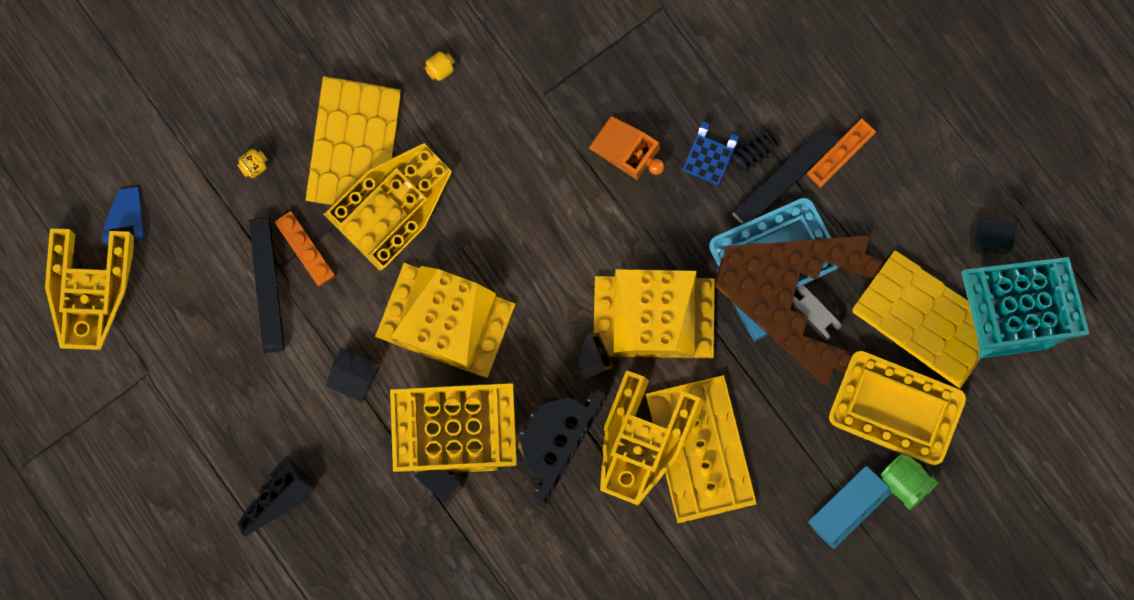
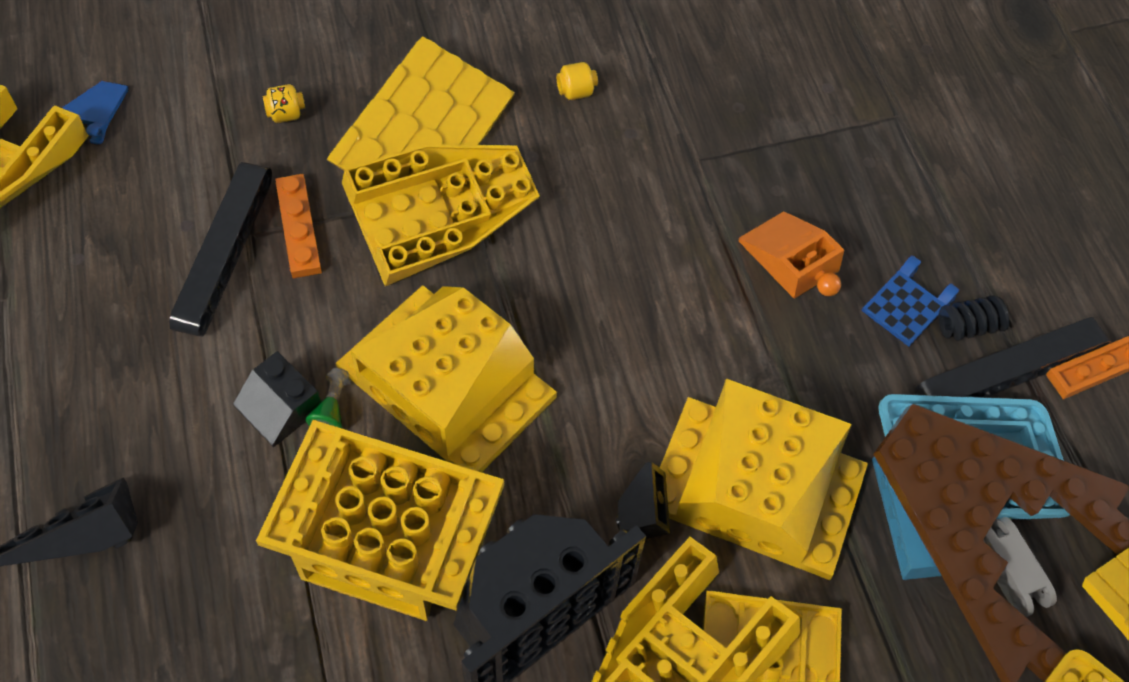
camera: 15 degrees right, 20 degrees down
(386, 374) = (328, 409): none -> piece
(441, 484) = (329, 602): black slope -> none

